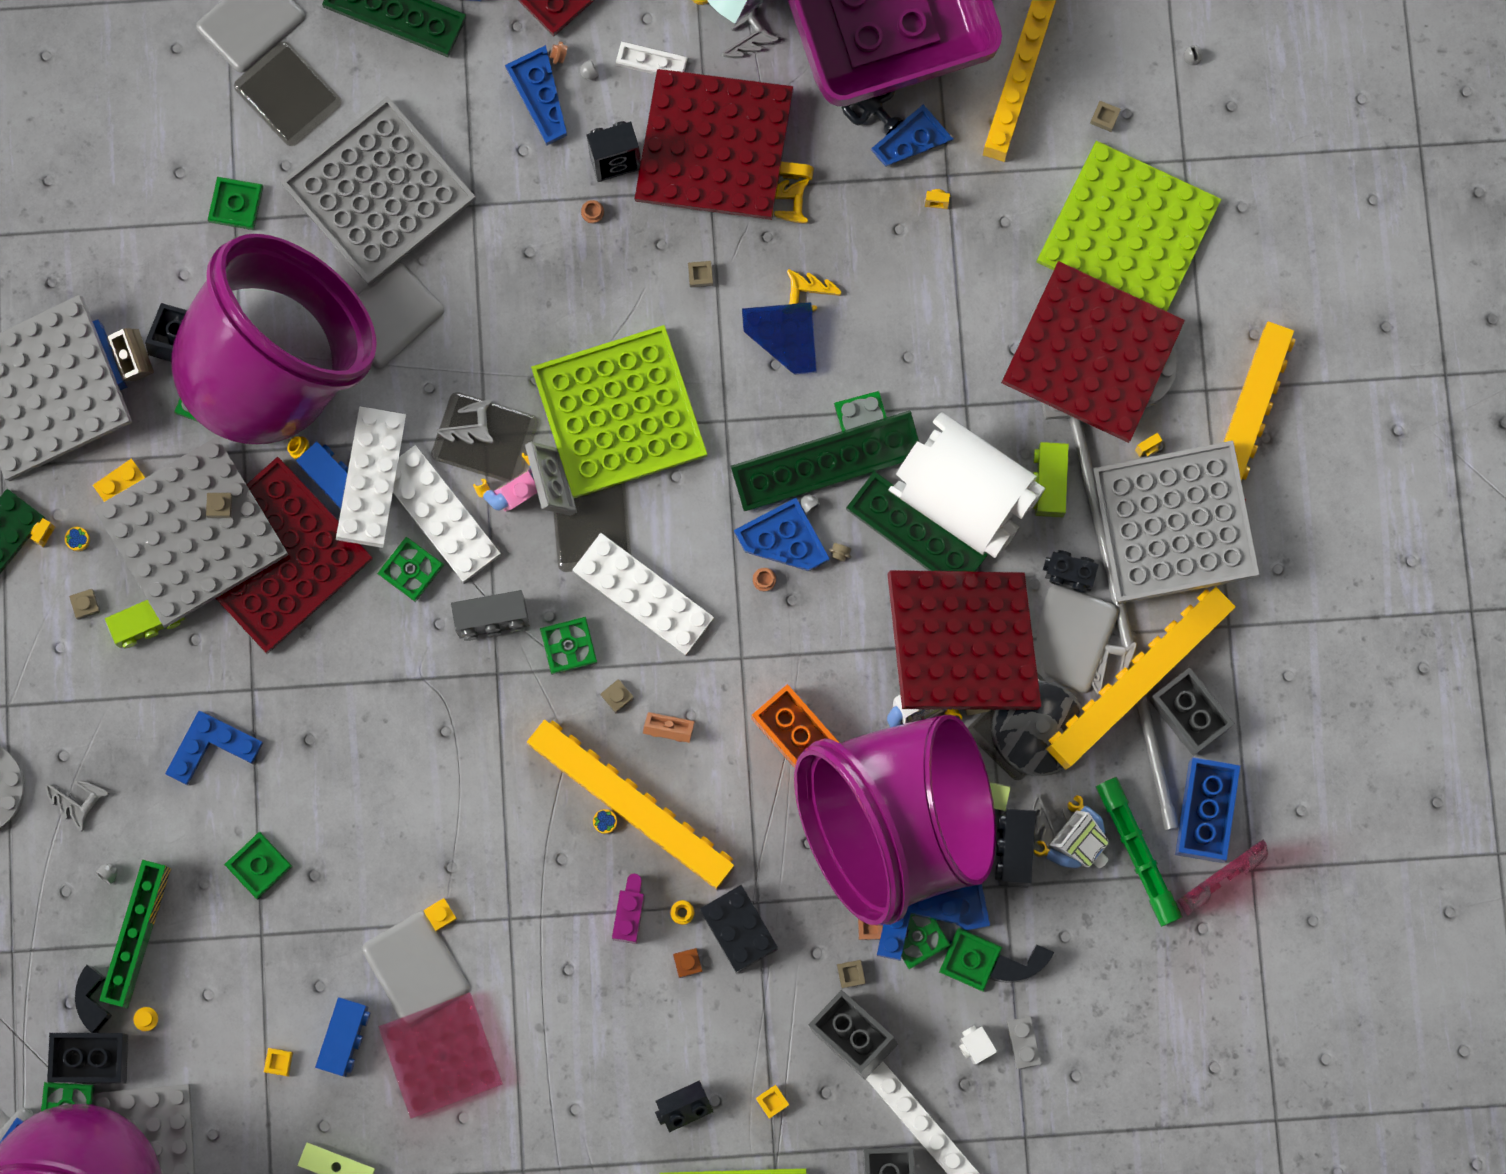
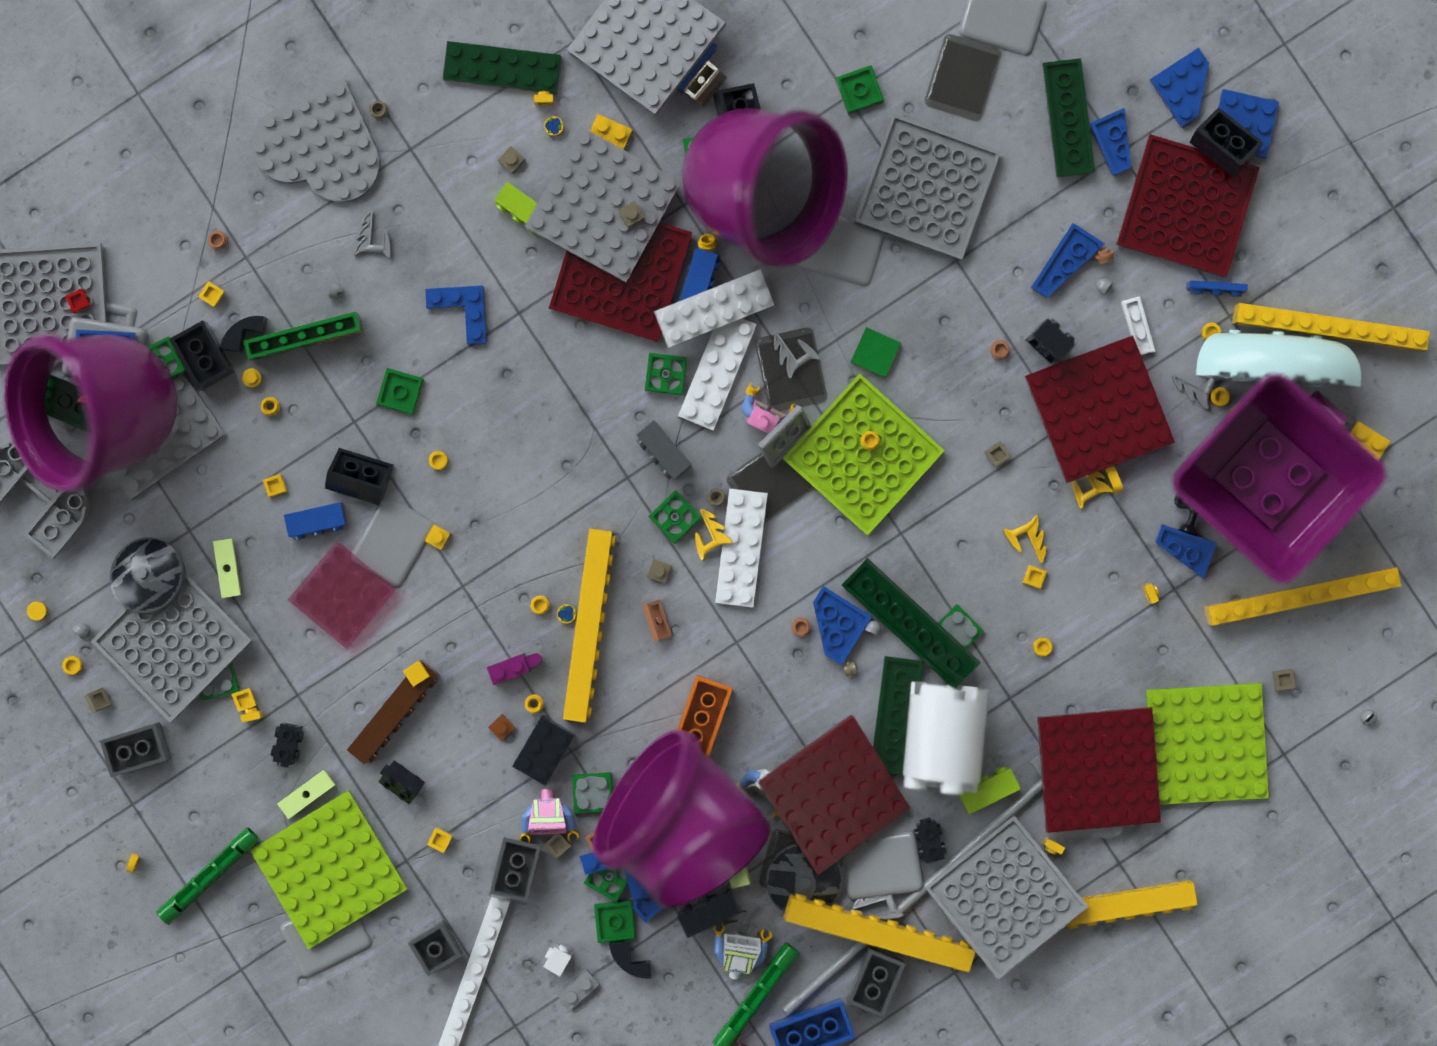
camera: 60 degrees right, 10 degrees up
(28, 1010) = (211, 294): none -> yellow plate
(182, 1014) = (264, 404): none -> yellow plate
(323, 962) = (358, 476): none -> black slope
(357, 866) = (438, 460): none -> yellow tile
(519, 339) = (875, 352): none -> green tile
(573, 584) = (715, 502): none -> dark tan plate
(573, 1018) = (416, 673): none -> yellow tile
(578, 844) = (540, 605): none -> yellow plate
(601, 1071) = (389, 717): none -> reddish brown brick
(607, 394) = (870, 440): none -> yellow plate
(617, 611) = (718, 537): none -> yellow piece
(773, 20) = (1220, 396): none -> yellow tile
(785, 334) = (987, 540): clear blue plate -> none
(813, 904) = (591, 791): none -> light grey piece
(814, 966) = (547, 817): none -> torso
(851, 308) = (1034, 576): none -> yellow tile
(930, 341) = (1042, 646): none -> yellow tile

